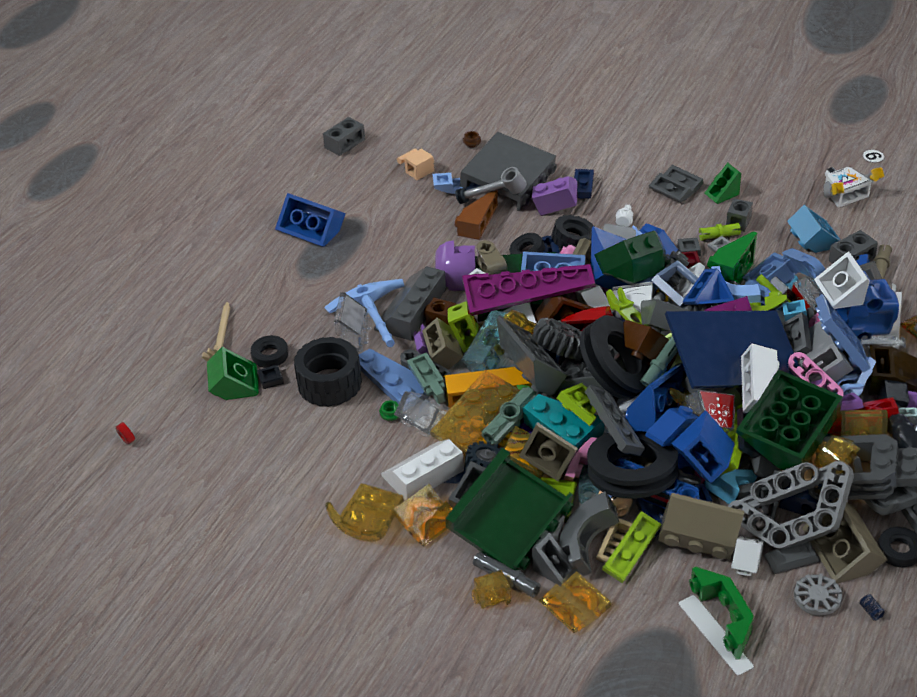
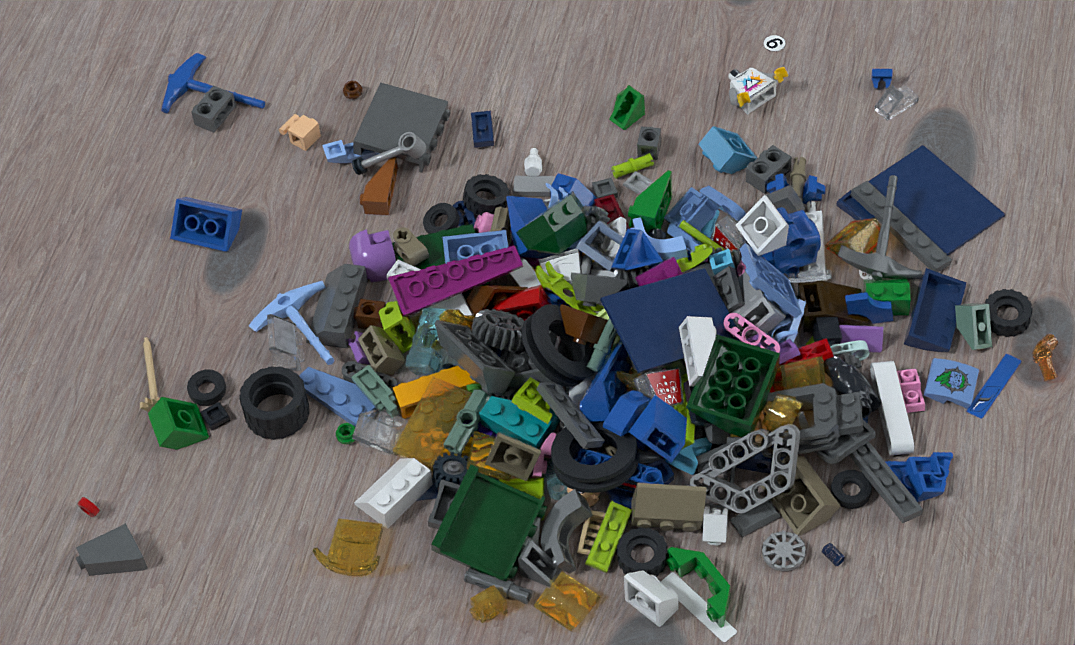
camera: 10 degrees left, 10 degrees up
(132, 477) = (111, 553): none -> dark grey slope
(325, 112) = (183, 80): none -> blue piece
(423, 515) = (407, 540): clear yellow slope -> none
(555, 195) = (457, 151): medium lavender slope -> none
(664, 554) = (646, 537): none -> black tyre
(664, 612) = (650, 596): none -> white slope
(676, 183) = (578, 113): dark grey slope -> none
(776, 282) = (706, 232): tile -> none
(894, 273) = (812, 190): none -> blue tile

